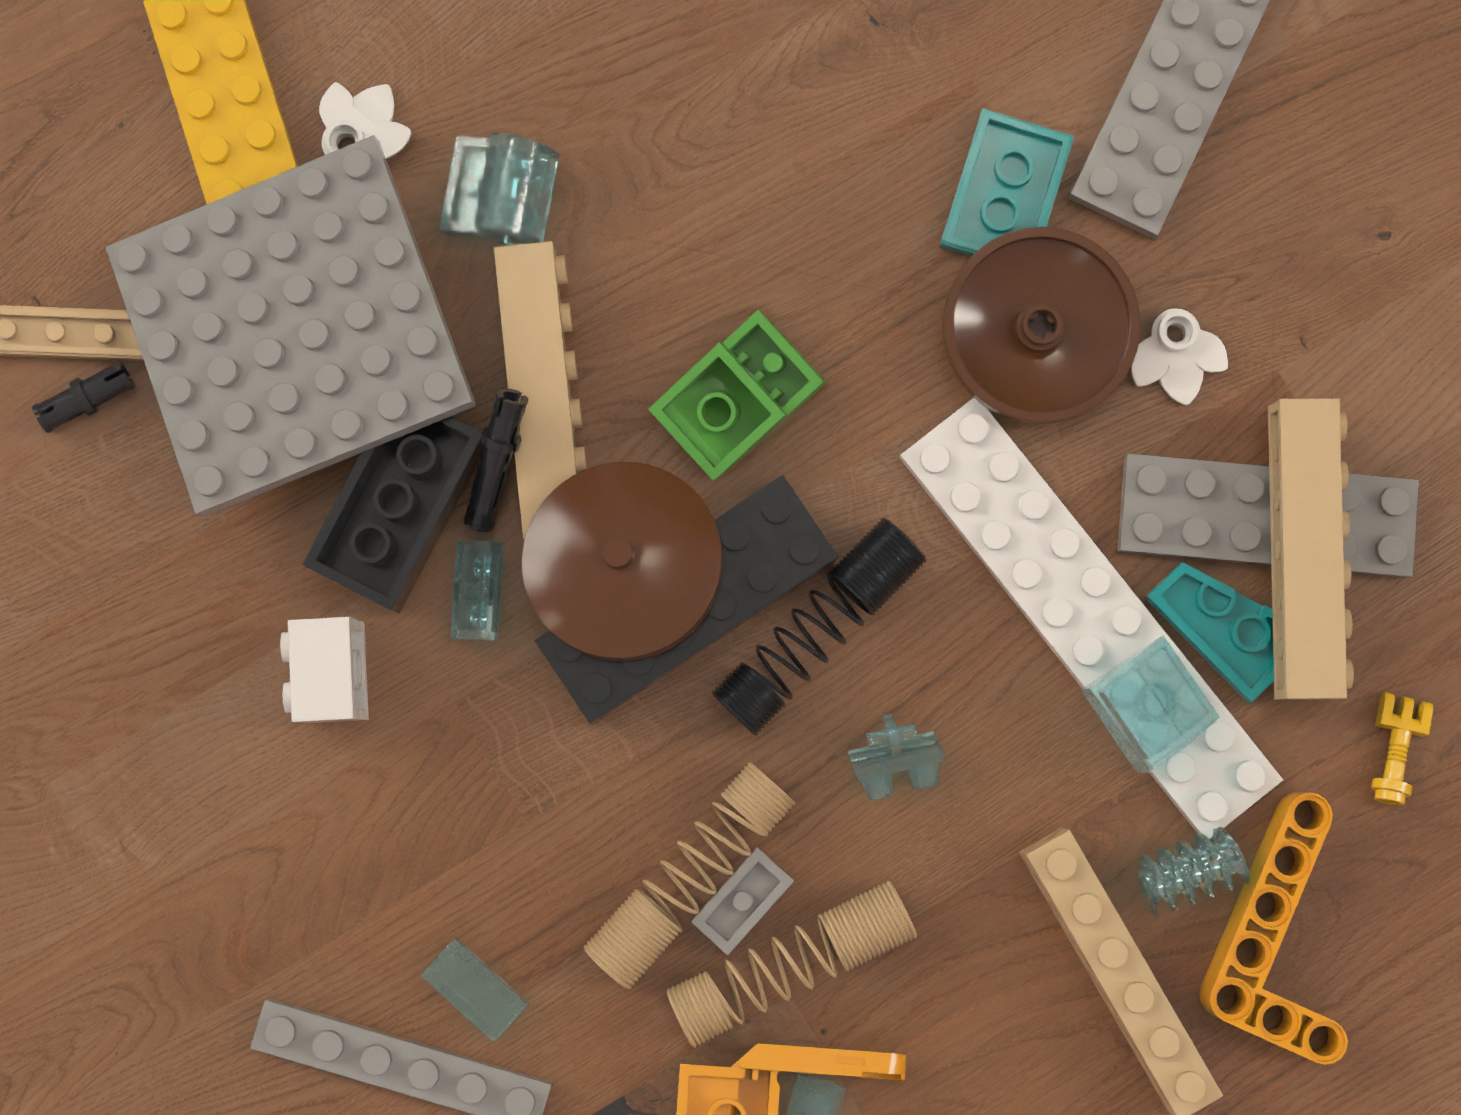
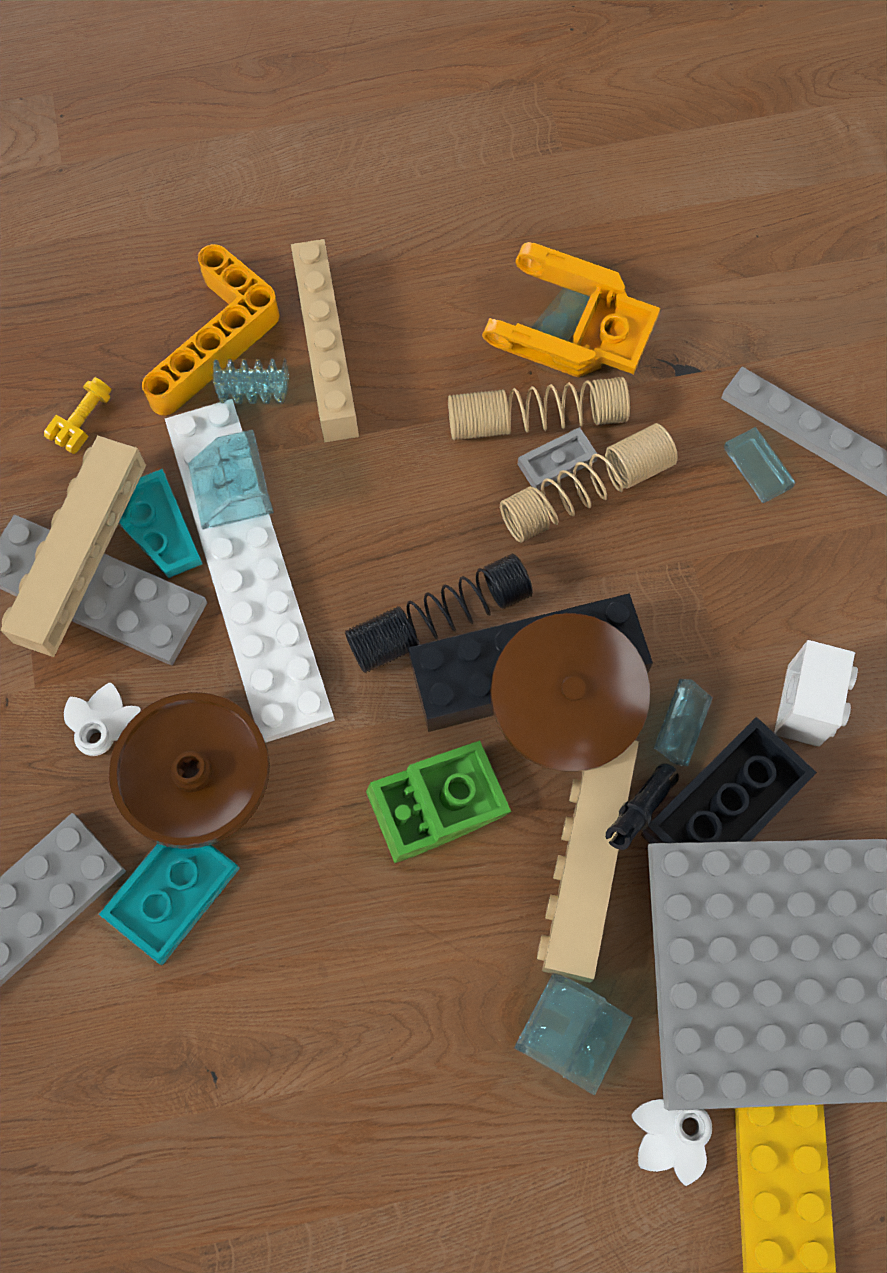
camera: 155 degrees left, 15 degrees down
(895, 751) = (418, 513): clear light blue hips -> none

